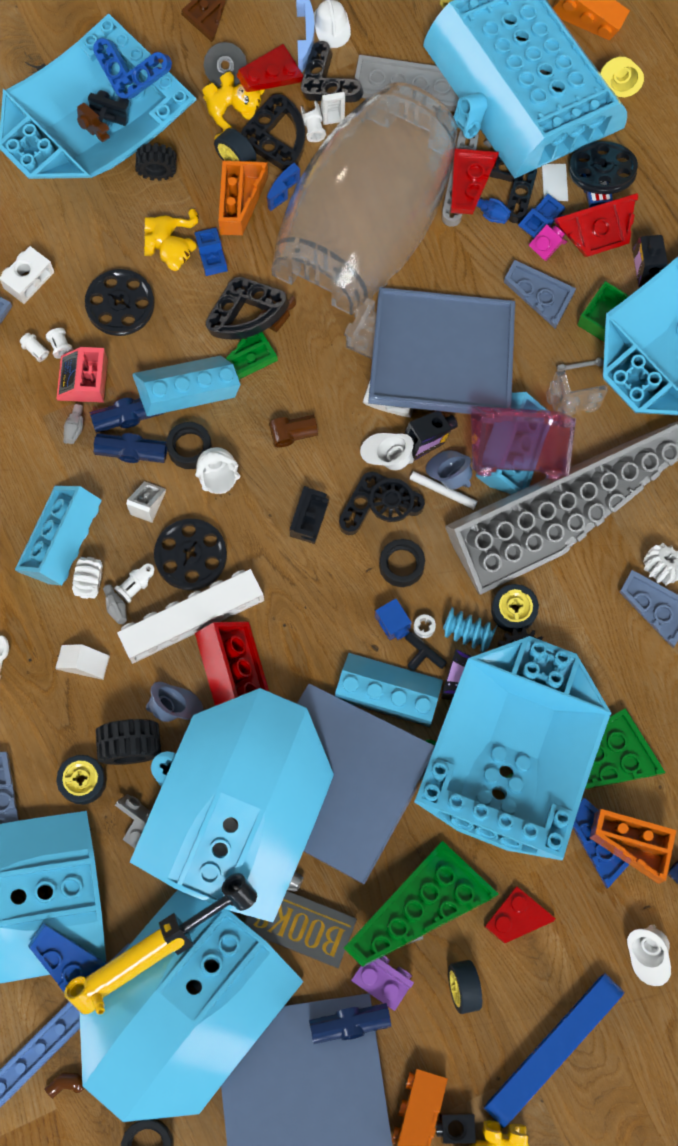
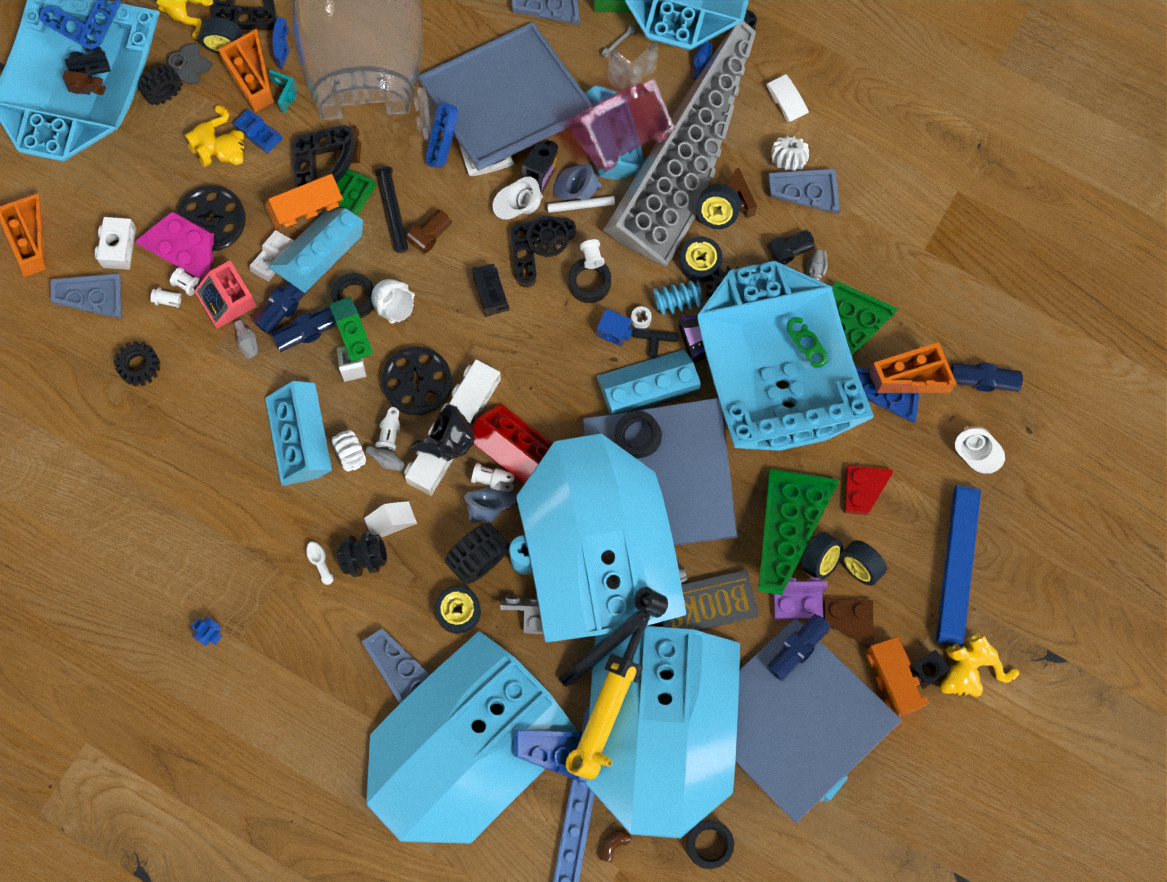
camera: 35 degrees left, 0 degrees up
(34, 675) = (361, 554): none -> black piece
(78, 309) = (181, 244): none -> dark pink wing
(150, 360) = (271, 250): none -> white slope
(156, 485) = (351, 329): none -> green piece
(174, 903) = (603, 648): none -> black axle
(176, 623) = (449, 437): none -> black head
(193, 683) = (495, 478): none -> white piece
(197, 161) = (192, 63): none -> dark grey plate
(201, 337) = (303, 202): none -> orange wedge
(259, 234) = (289, 92): none -> teal bracket
(276, 390) = (392, 208): none -> black axle
(329, 717) = (628, 420): none -> black tyre
(360, 352) = (447, 115): none -> blue beam
(416, 541) = (592, 254): none -> white bush
(420, 1030) = (851, 618): none -> reddish brown wing
(431, 954) = (822, 555): none -> black wheel
(558, 759) = (796, 336): none -> green piece
(564, 560) = (713, 197): none -> wheel
(592, 566) = (739, 184): none -> reddish brown slope
(598, 649) = (786, 249): none -> black piece
(617, 684) = (817, 264): none -> light grey piece
(644, 426) = (701, 58): none -> blue piece

